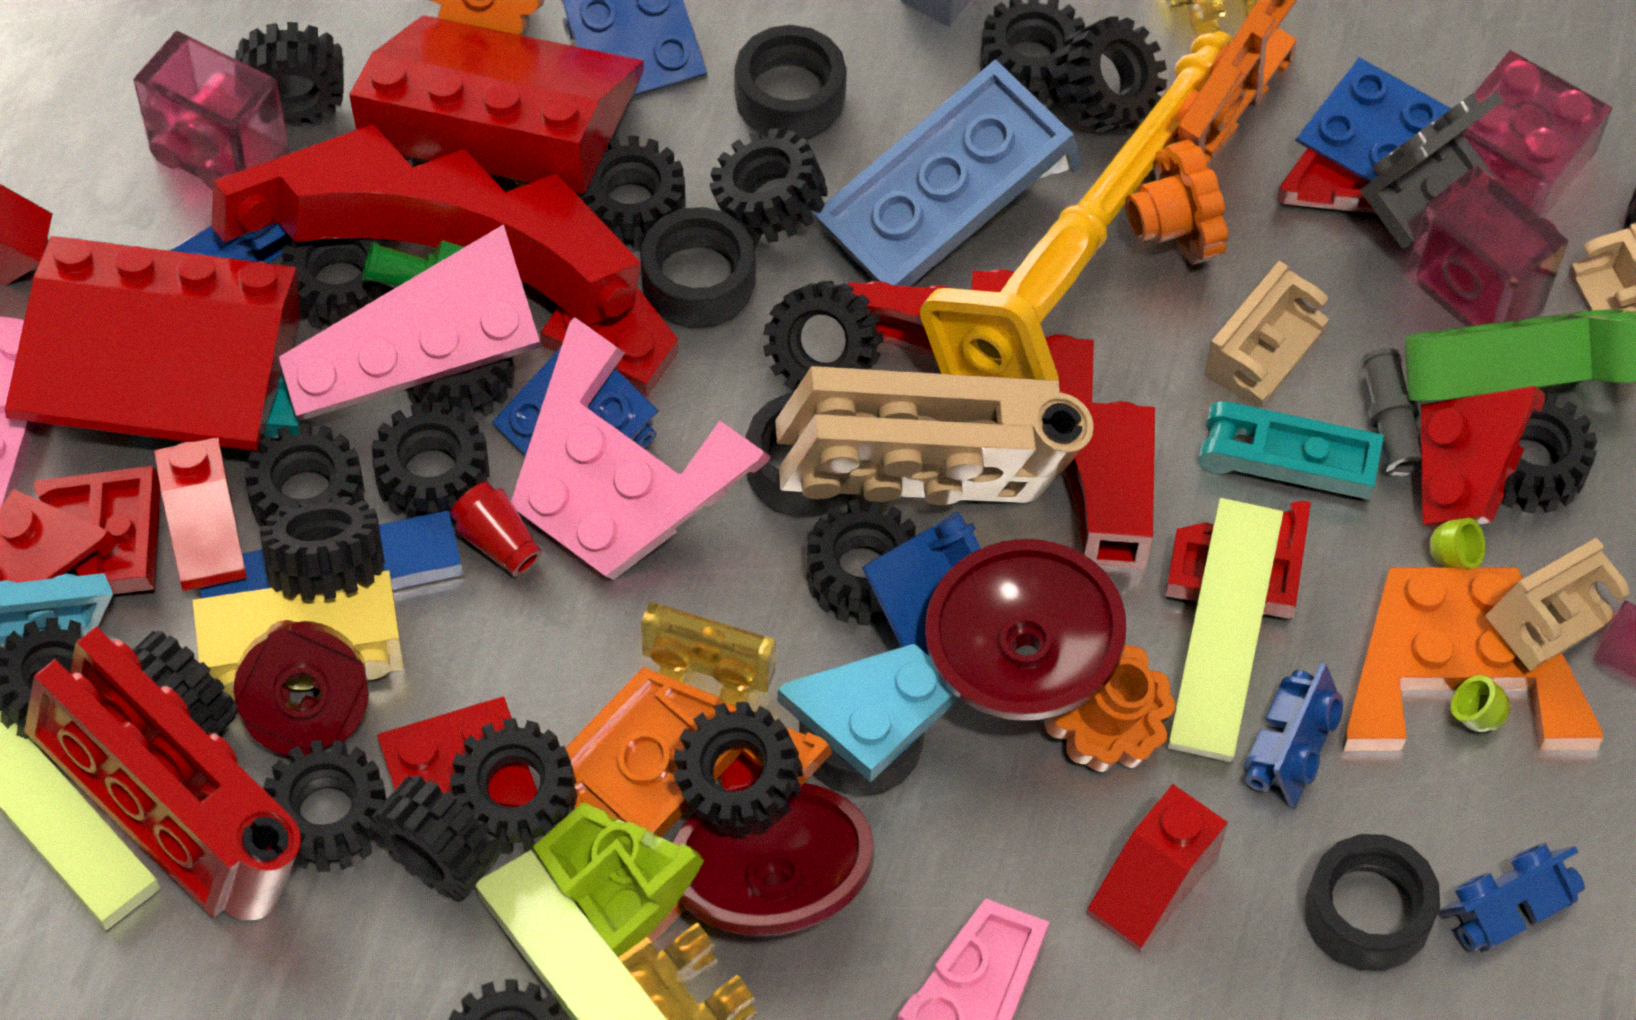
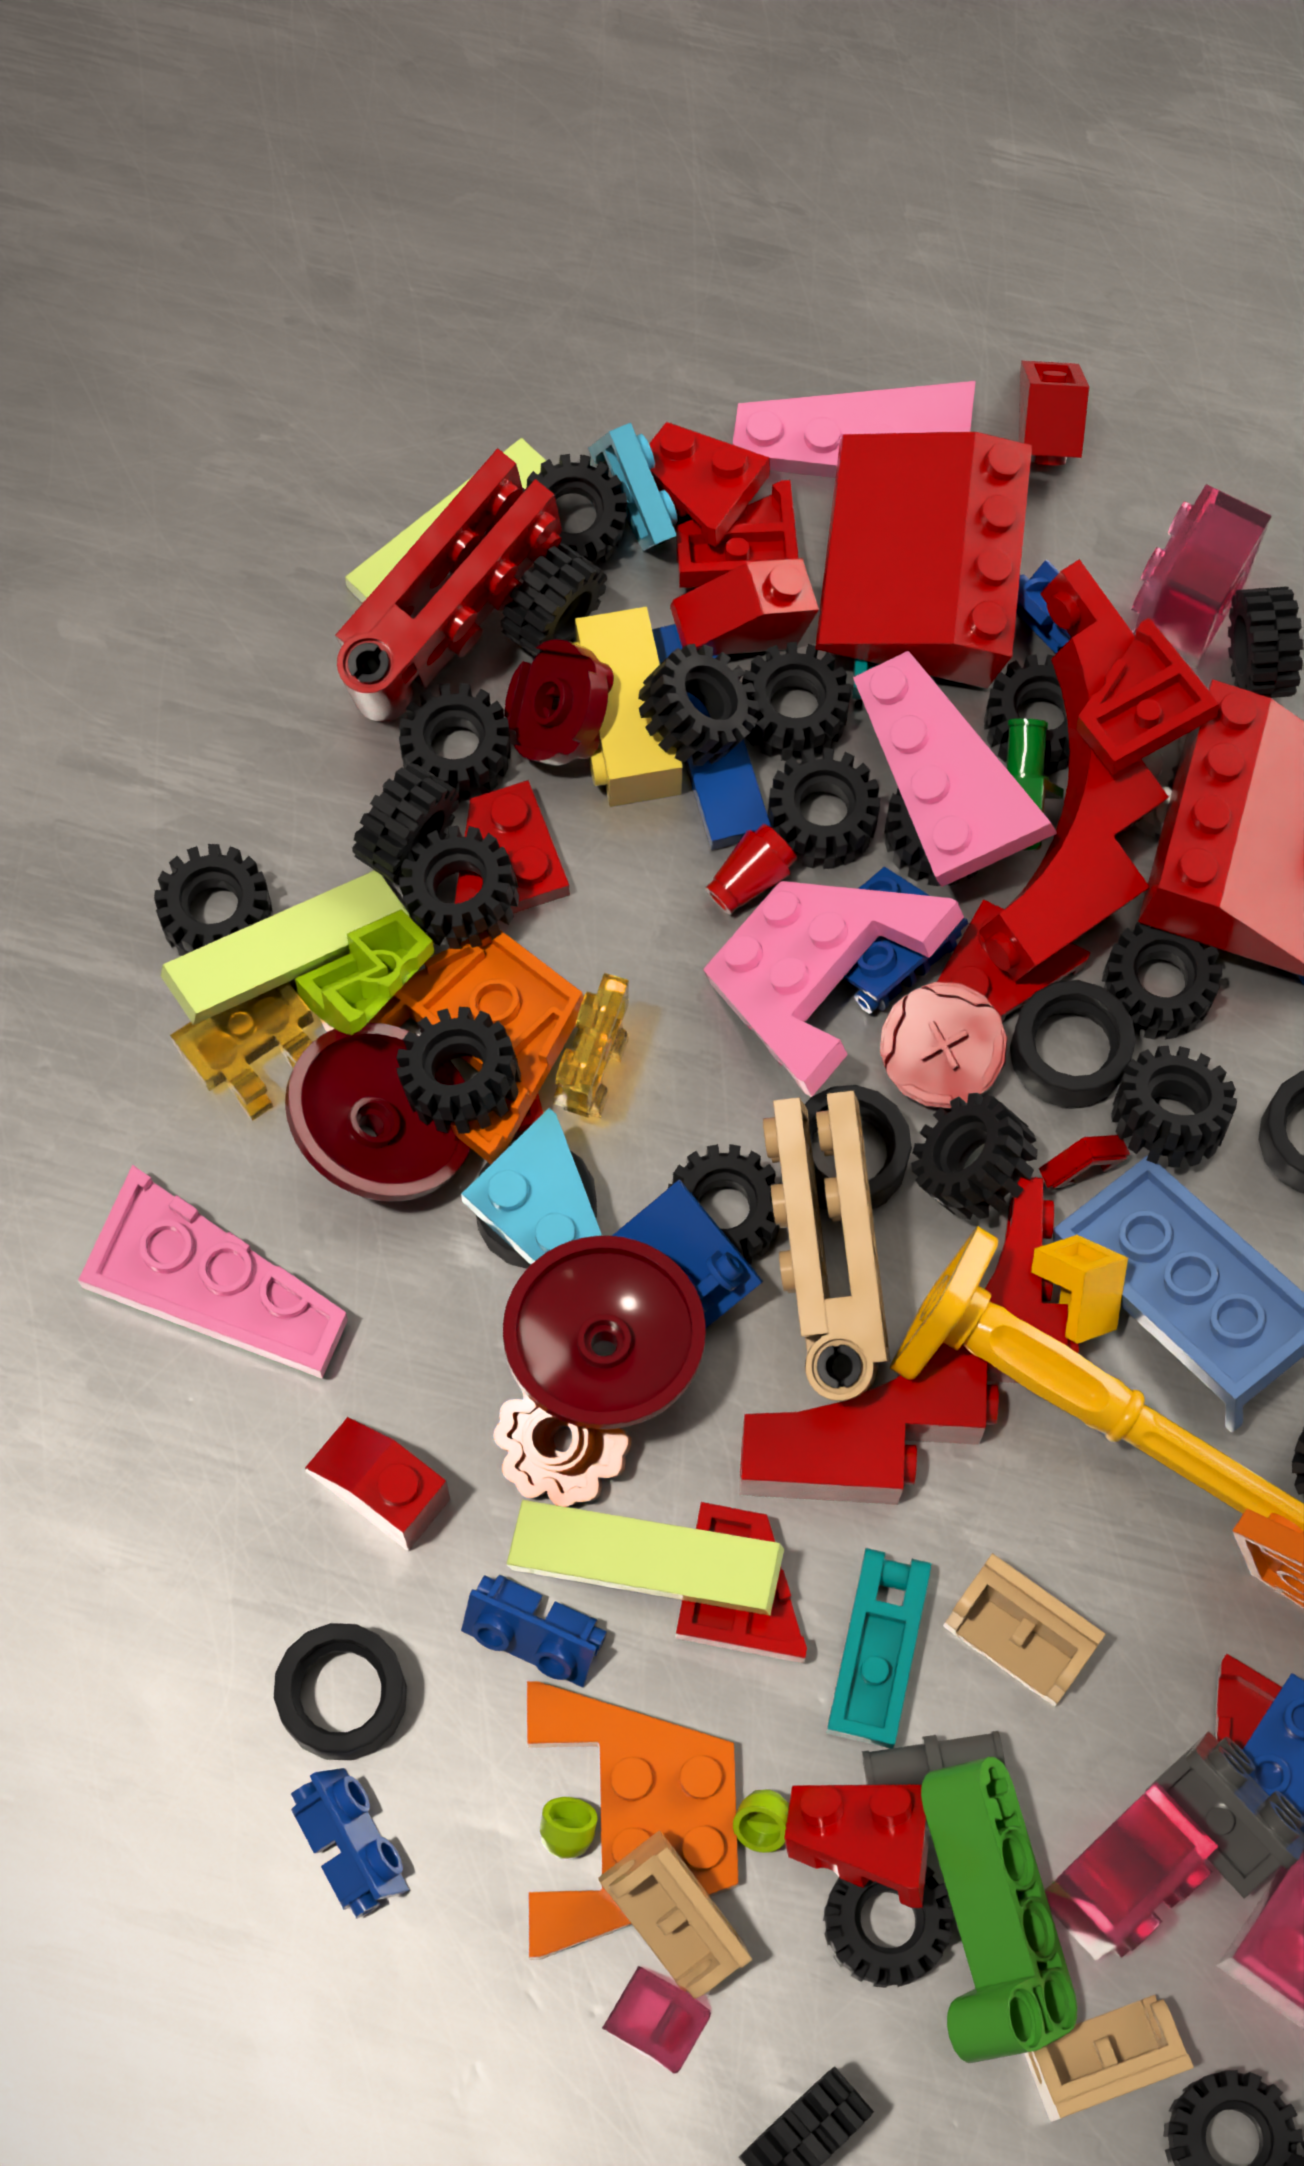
camera: 90 degrees right, 10 degrees up
(375, 141) = (1144, 702): none -> red wing
(698, 369) = (943, 1044): none -> tile
(814, 258) = (1080, 1156): none -> red tile
(948, 254) = (1089, 1283): none -> yellow panel
(1181, 204) = (1171, 1527): orange plant -> none

